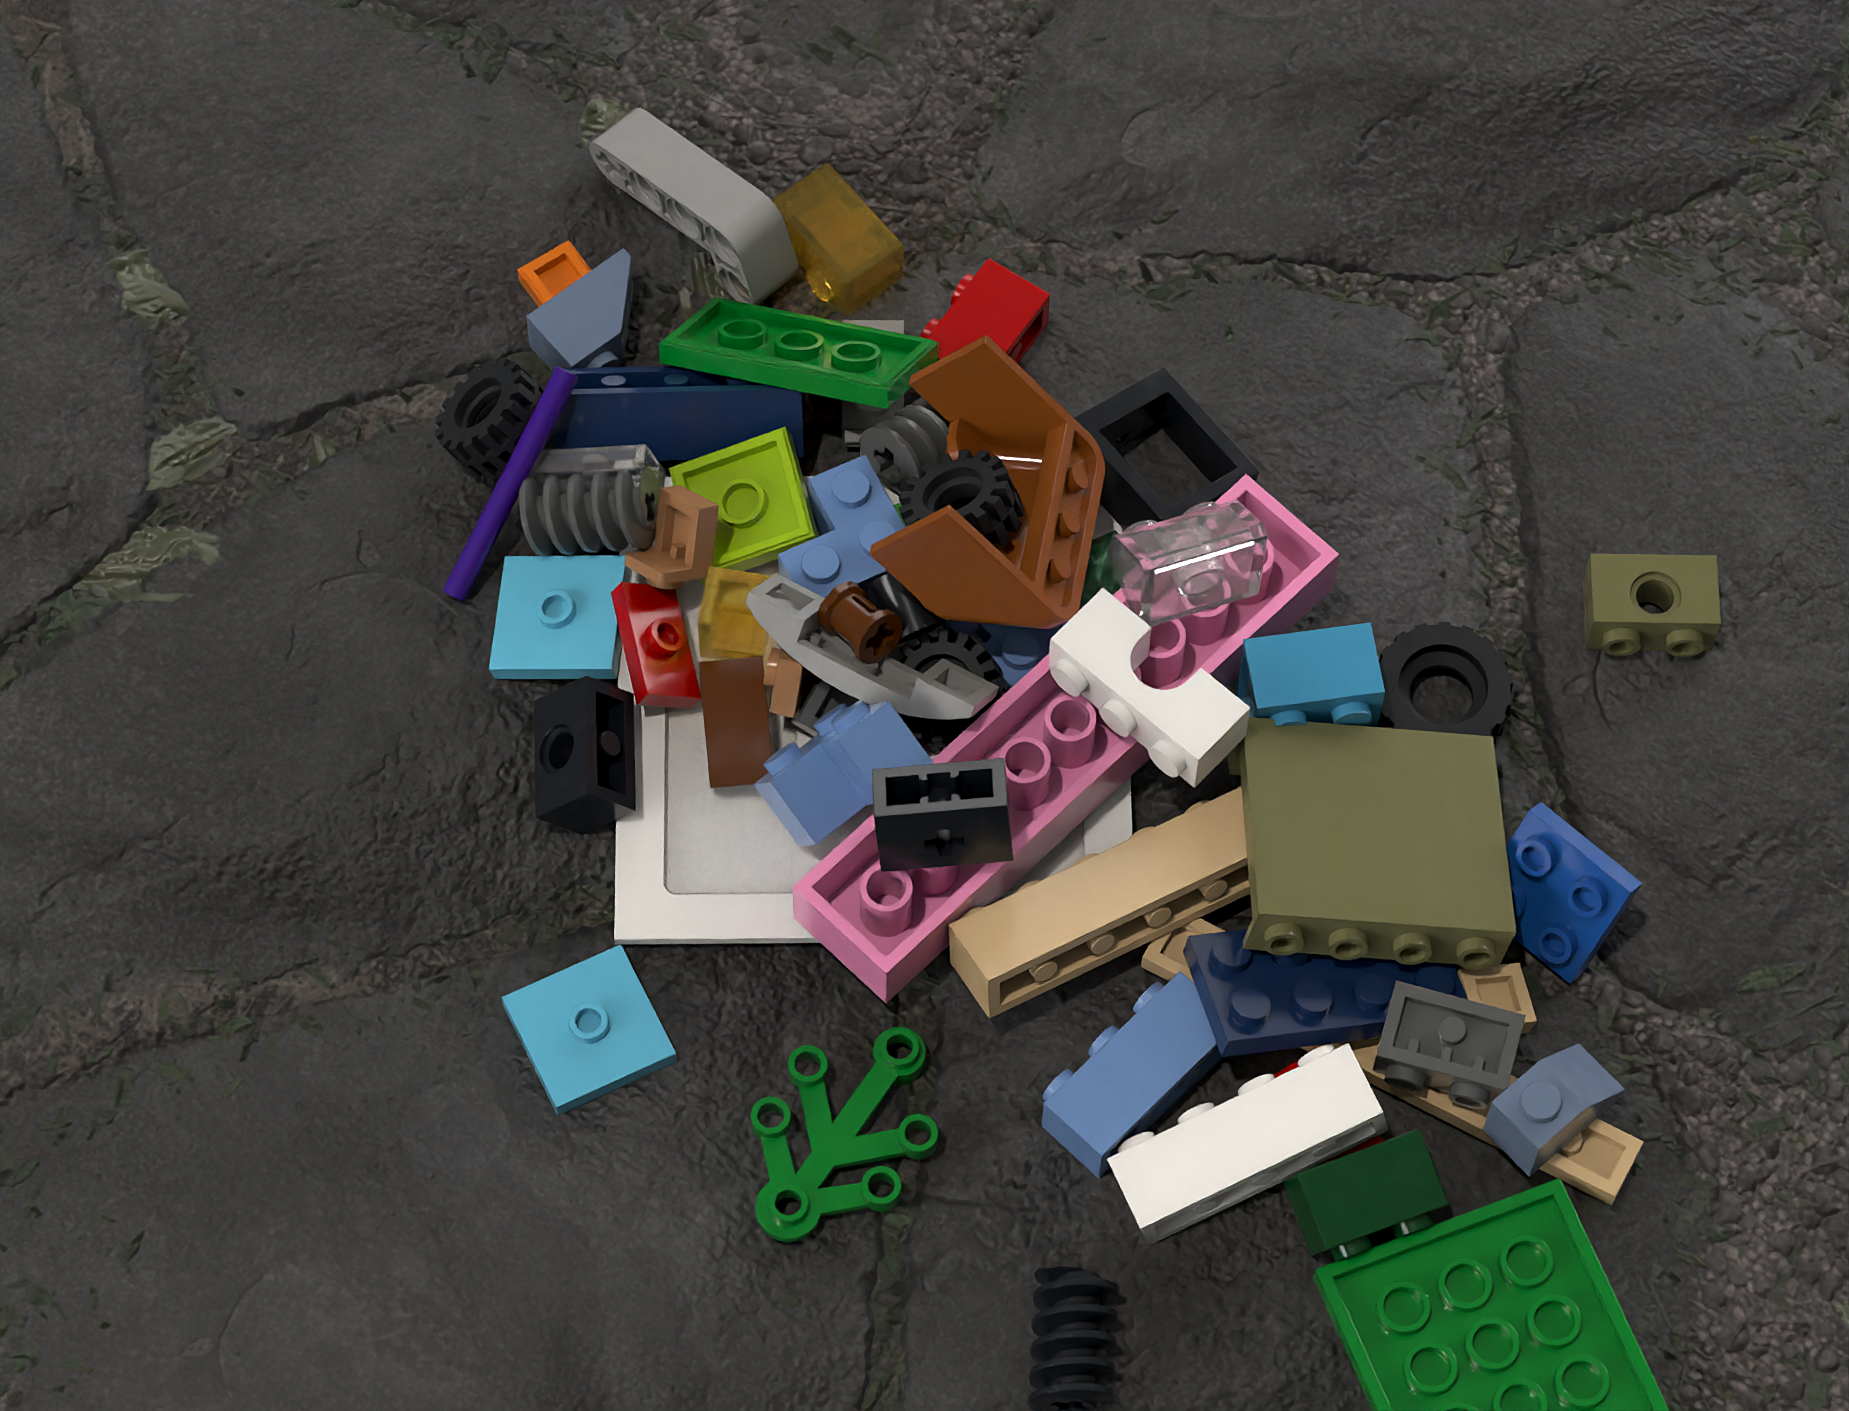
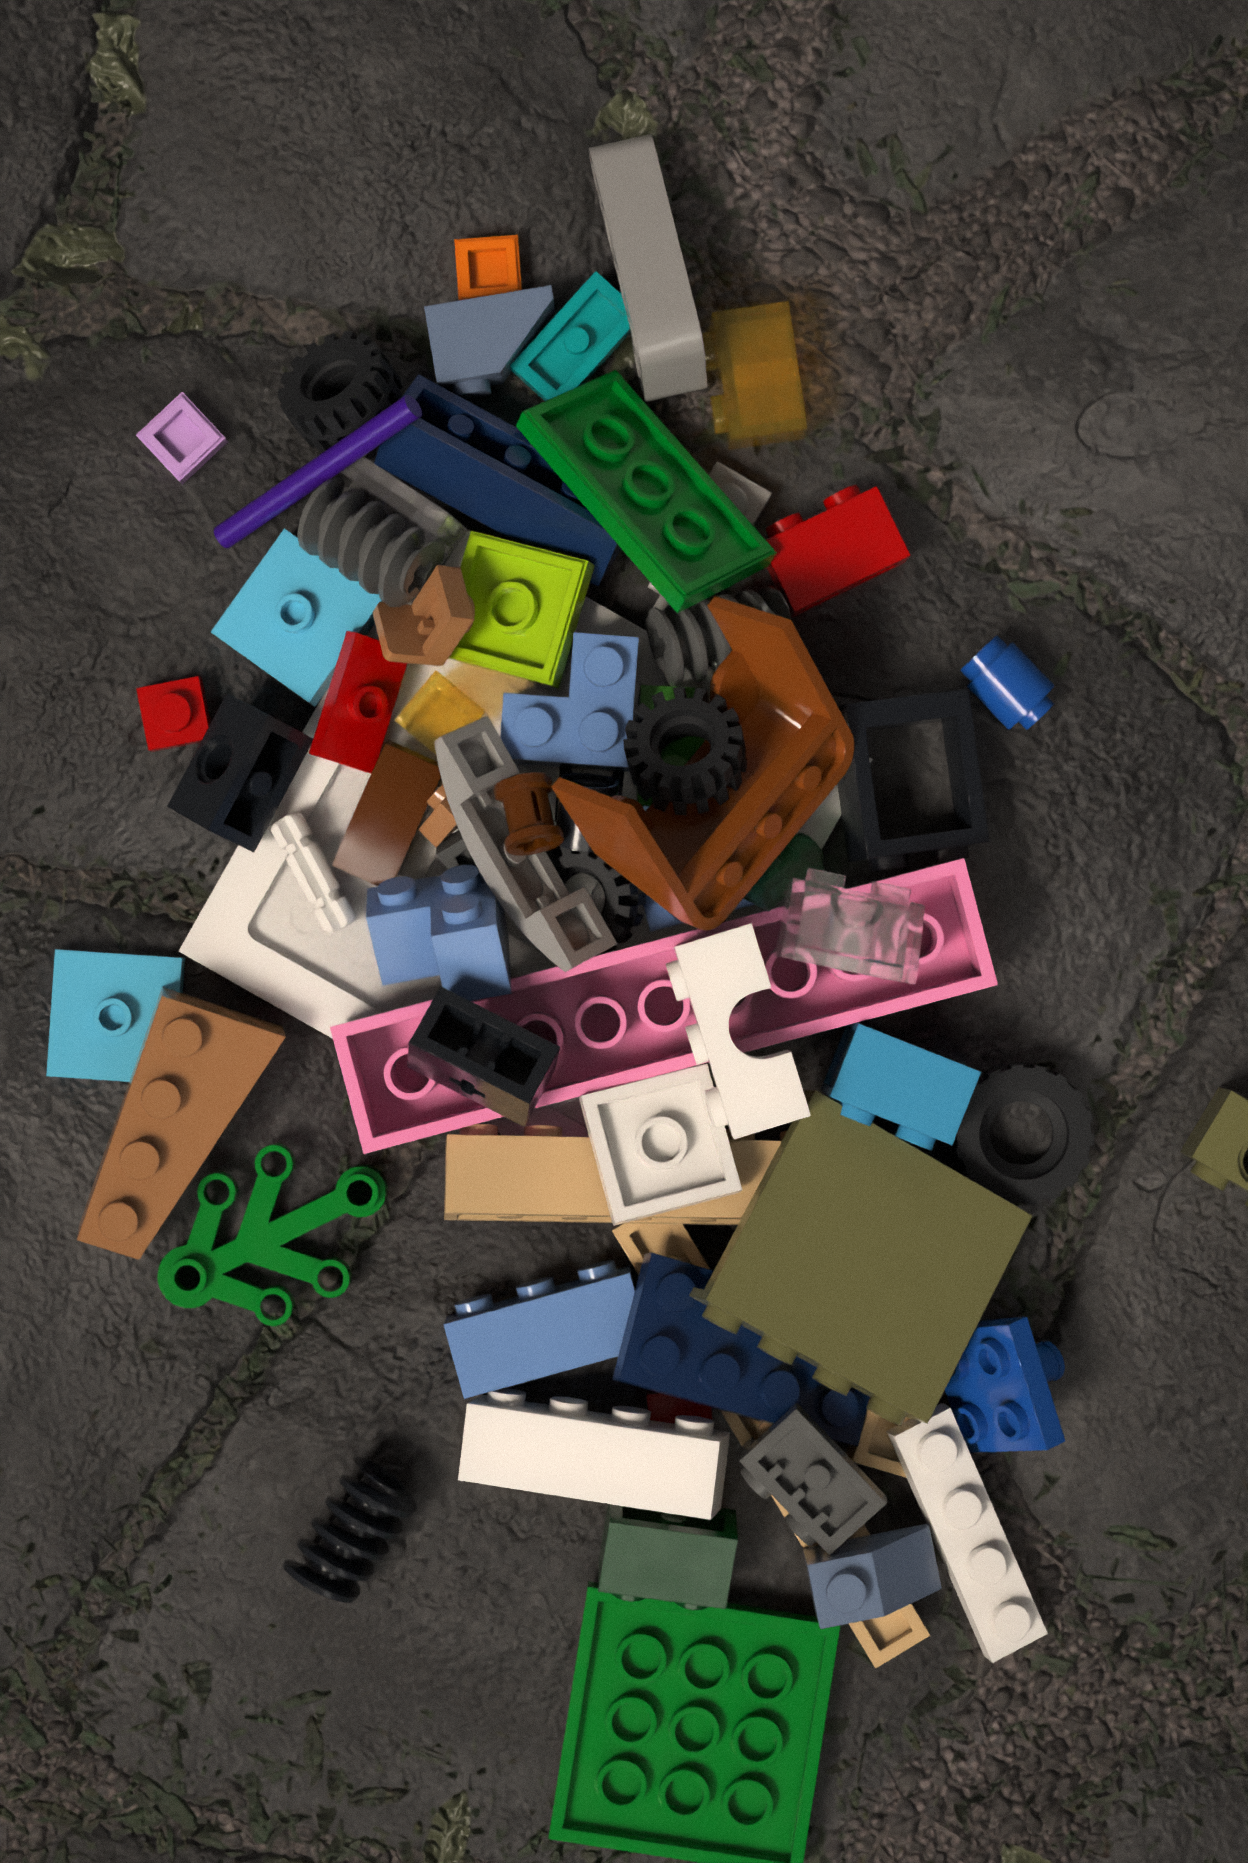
camera: 25 degrees right, 25 degrees up
(372, 537) = (182, 438): none -> lavender tile
(494, 754) = (174, 713): none -> red plate
(666, 288) = (575, 340): none -> teal plate
(689, 1057) = (176, 1106): none -> medium nougat wedge
(697, 804) = (313, 872): none -> white axle
(1138, 828) = (659, 1145): none -> white plate
(1196, 357) = (1008, 684): none -> blue brick
(1618, 1038) = (967, 1533): none -> white plate

